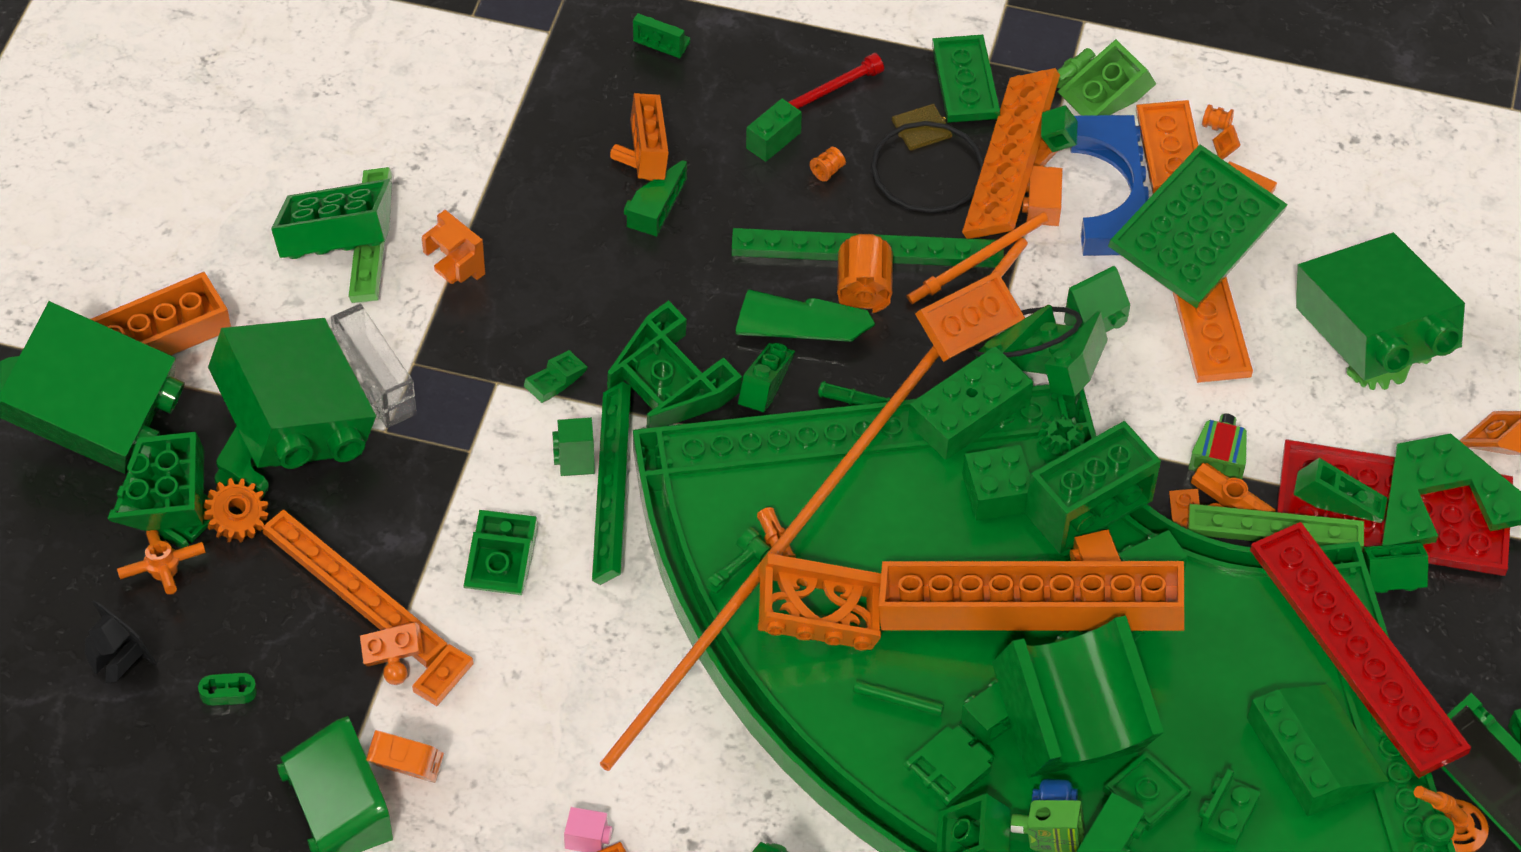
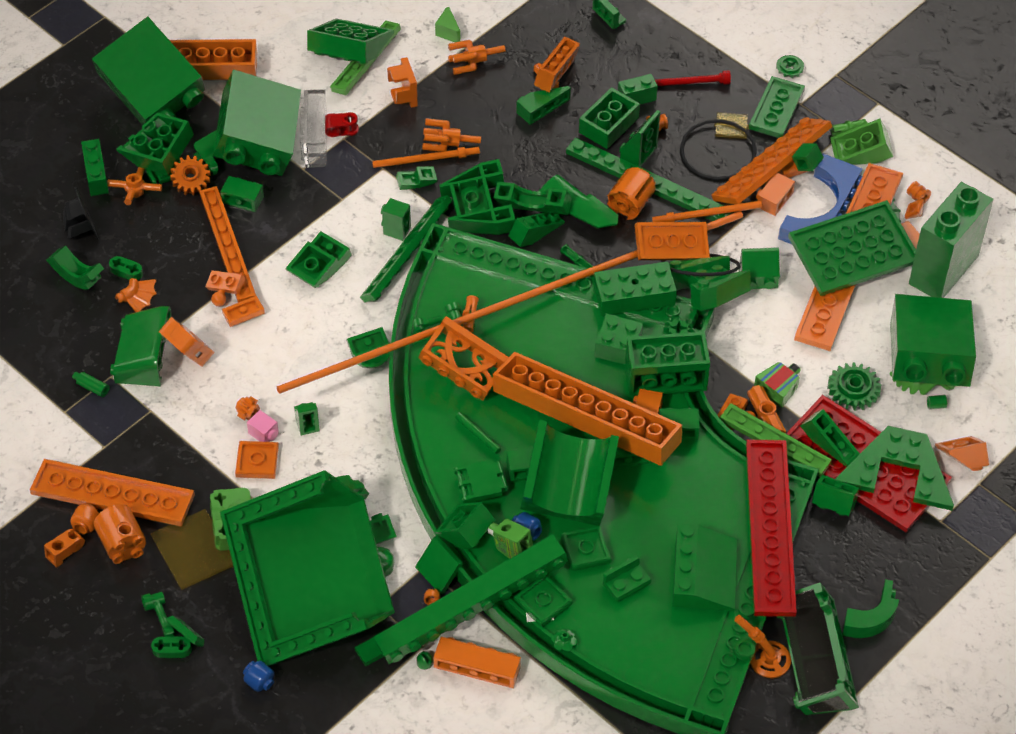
camera: 30 degrees right, 0 degrees up
(76, 549) = (94, 167): none -> green arch
(157, 727) = (74, 270): none -> green arch
(270, 719) = (137, 293): none -> orange arm
(327, 504) = (242, 193): none -> green brick
(404, 344) = (339, 124): none -> red piece
(458, 144) = (447, 27): none -> bright green slope
(517, 172) = (472, 54): none -> orange plant
(546, 812) = (247, 407): none -> orange gear
(558, 300) = (447, 136): none -> orange plant
(591, 315) = (461, 152): none -> orange bar
(640, 786) = (307, 418): none -> green arch
(656, 646) = (367, 342): none -> green slope
(764, 182) = (609, 118): none -> green brick
(767, 331) = (549, 201): none -> green arch
(829, 195) = (642, 142): none -> green slope
(939, 9) = (790, 60): none -> green gear
(1315, 410) = (854, 386): none -> green gear
(1322, 164) = (950, 240): none -> green brick
(1425, 385) = (936, 401): none -> green hinge

